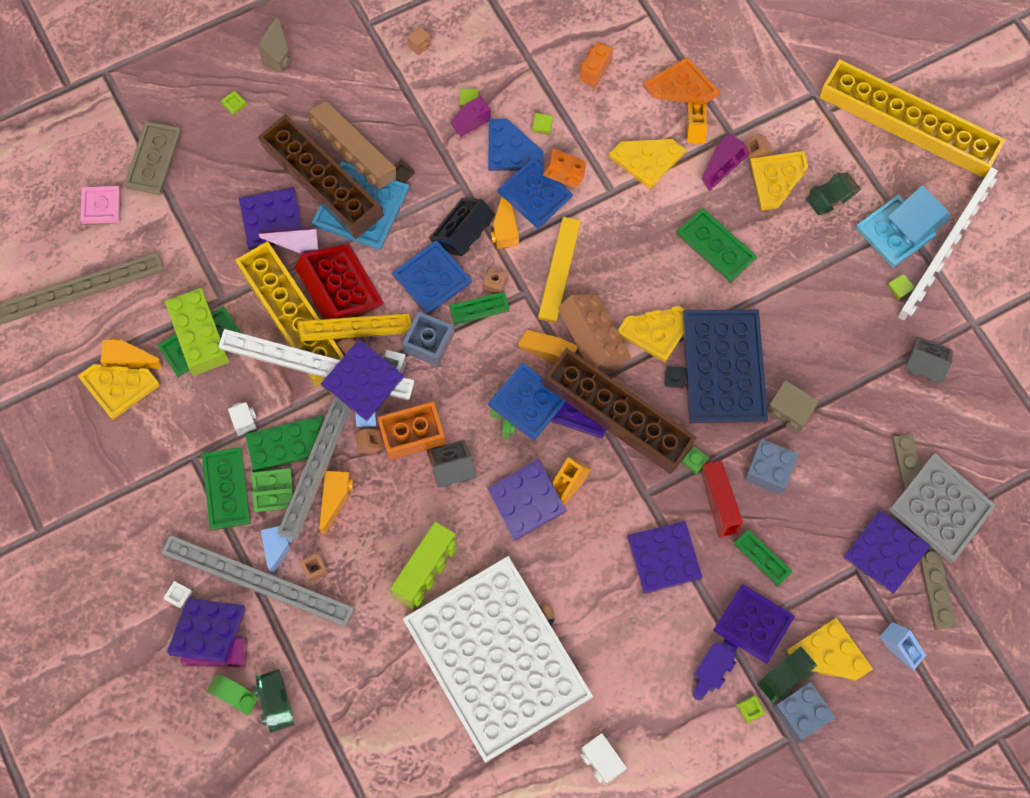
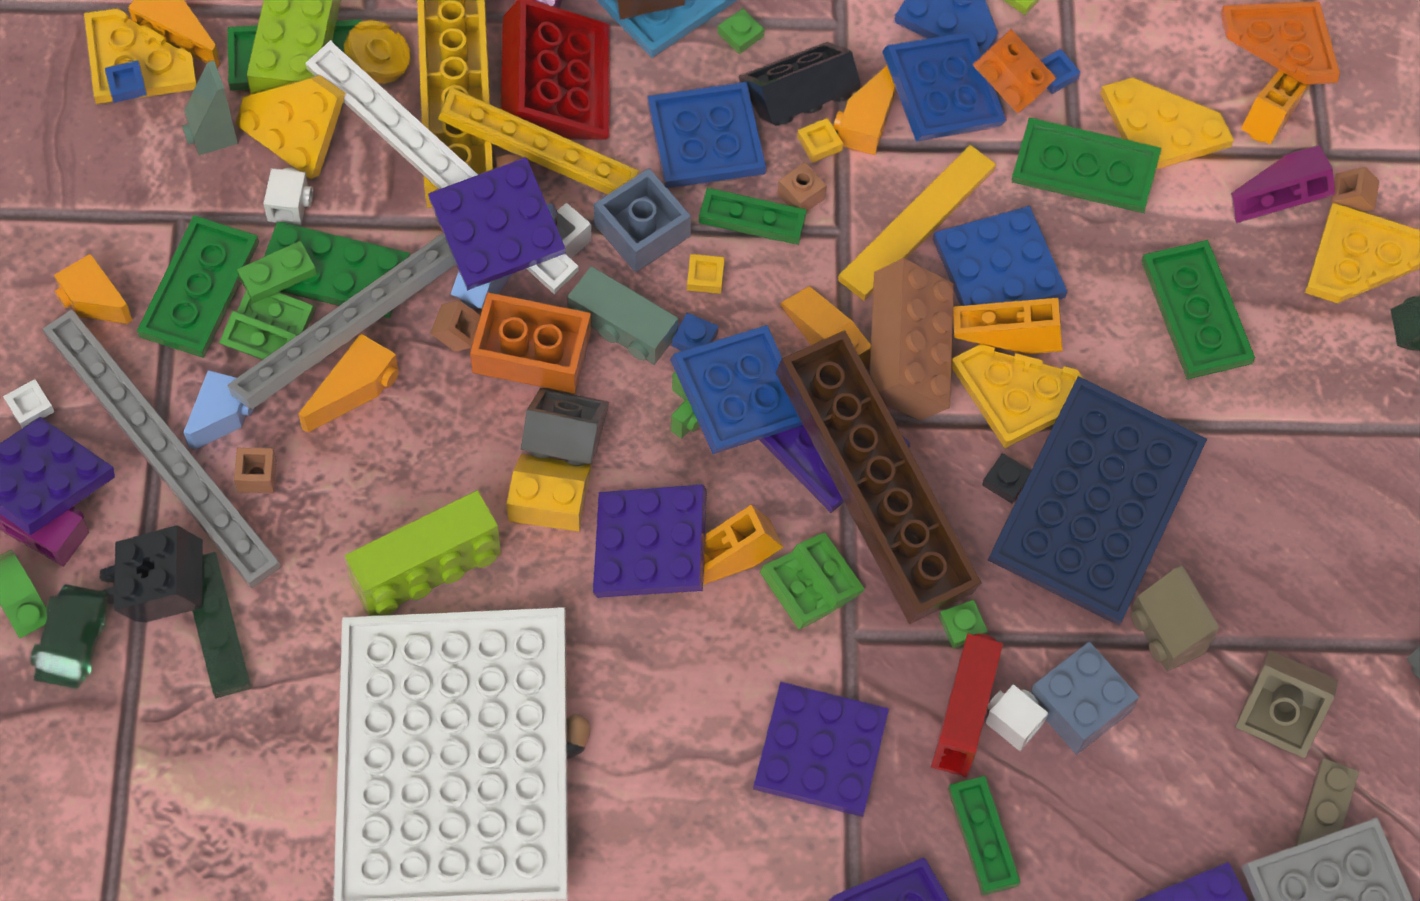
camera: 25 degrees right, 5 degrees down
(124, 401) = (125, 81): none -> blue plate
(174, 521) = (90, 292): none -> light orange slope
(179, 397) = (209, 114): none -> sand green slope
(224, 378) = (294, 121): none -> yellow plate
(242, 318) = (378, 50): none -> yellow tile
(262, 461) = (276, 271): none -> bright green plate
(298, 647) = (156, 574): none -> black hinge
(340, 655) = (219, 634): none -> clear green plate
(416, 213) = (741, 31): none -> bright green plate
(447, 392) = (624, 315): none -> sand green brick
(463, 501) = (548, 493): none -> yellow slope
(473, 350) = (705, 273): none -> yellow plate
(486, 384) = (694, 333): none -> blue plate
(489, 251) = (820, 140): none -> yellow plate
(584, 154) = (1062, 69): none -> blue plate
(611, 271) = (999, 260): none -> blue plate
(613, 477) = (812, 580): none -> bright green slope
(625, 199) = (1086, 165): none -> green plate
(636, 300) = (1013, 326): none -> light orange slope
(746, 492) = (1016, 716): none -> white brick
(863, 419) = (1287, 703): none -> dark tan slope

